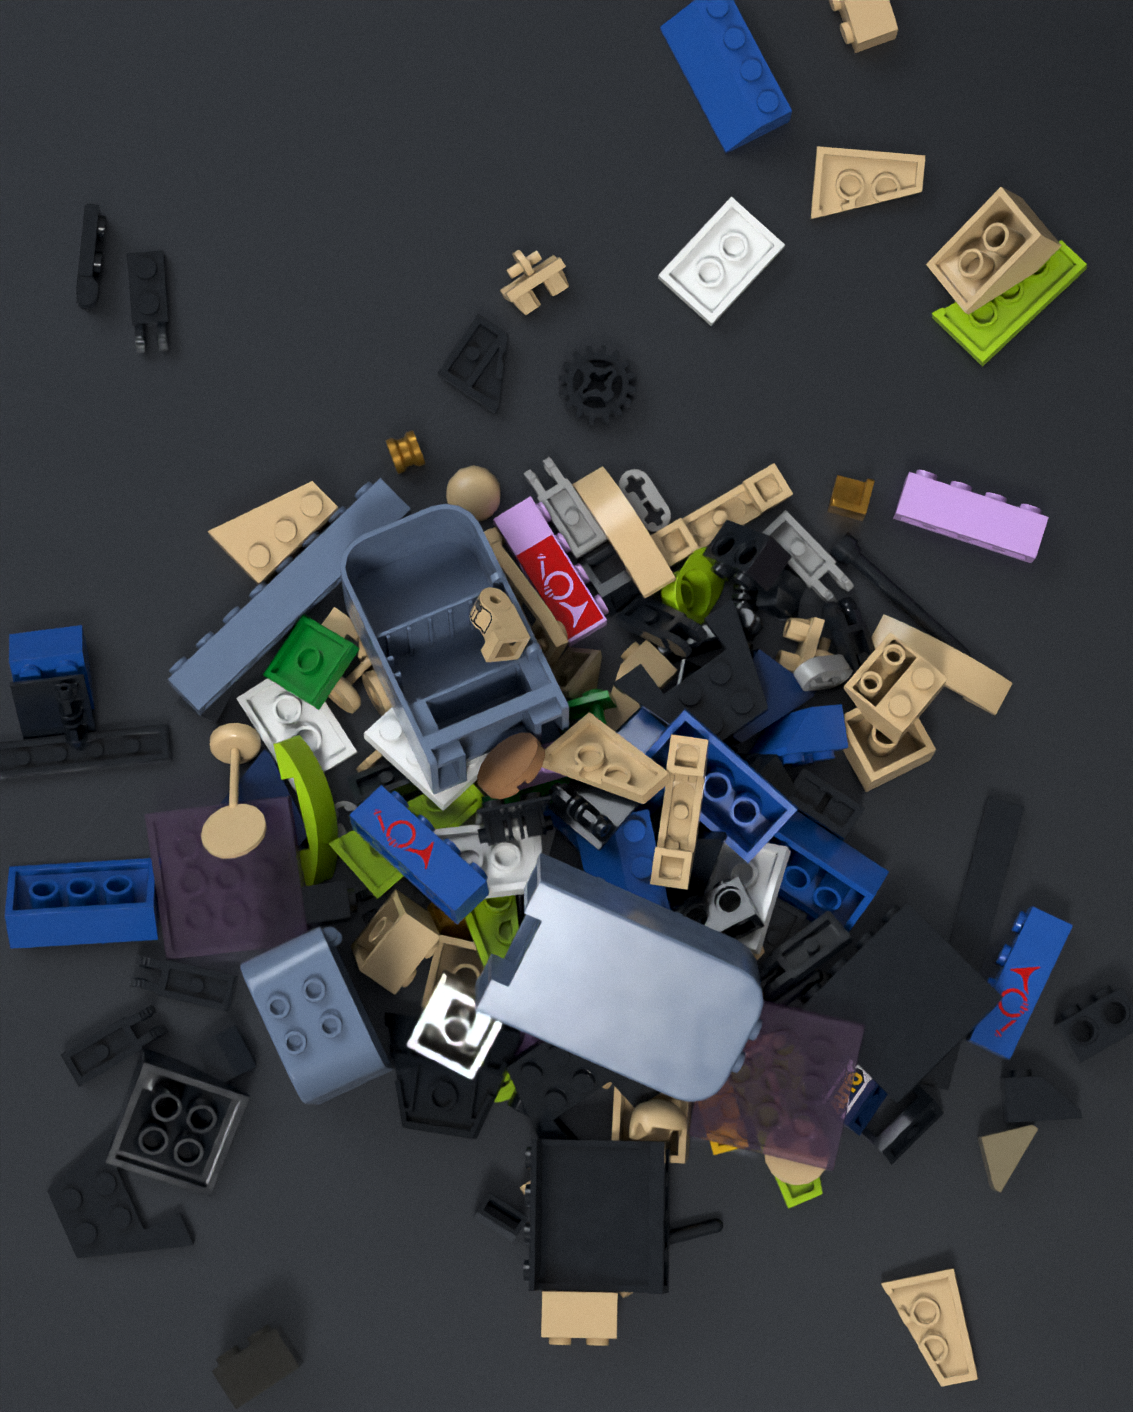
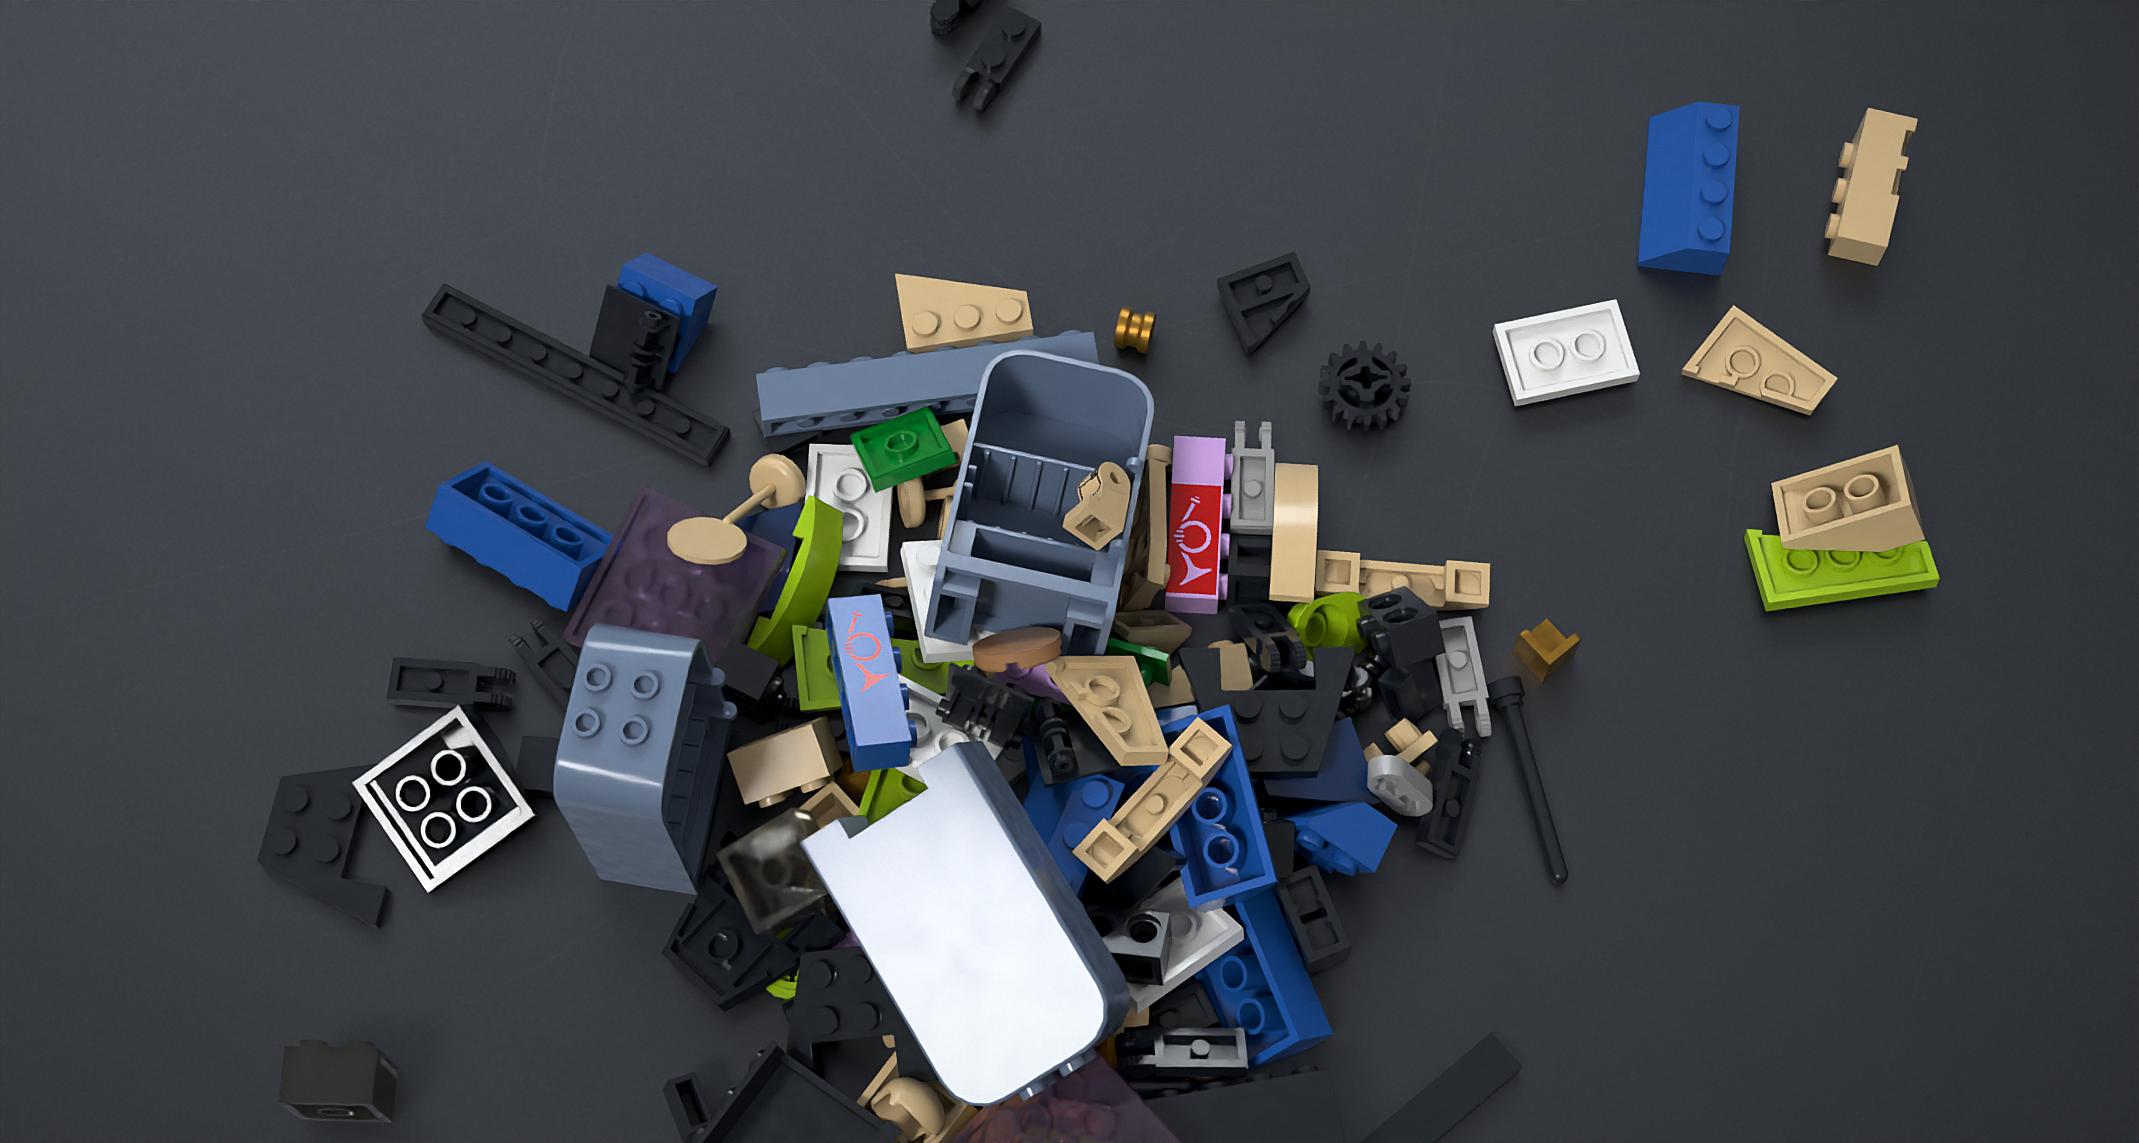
camera: 40 degrees right, 15 degrees down
(475, 491) = (1177, 409): tan hair -> none
(548, 272) = (1389, 259): tan hips -> none
(651, 496) = (1344, 522): light grey beam -> none
(877, 757) = (1420, 898): tan brick -> none
(894, 687) = (1464, 843): tan slope -> none
(965, 675) = (1531, 869): tan slope -> none
(970, 516) = (1658, 743): lavender brick -> none

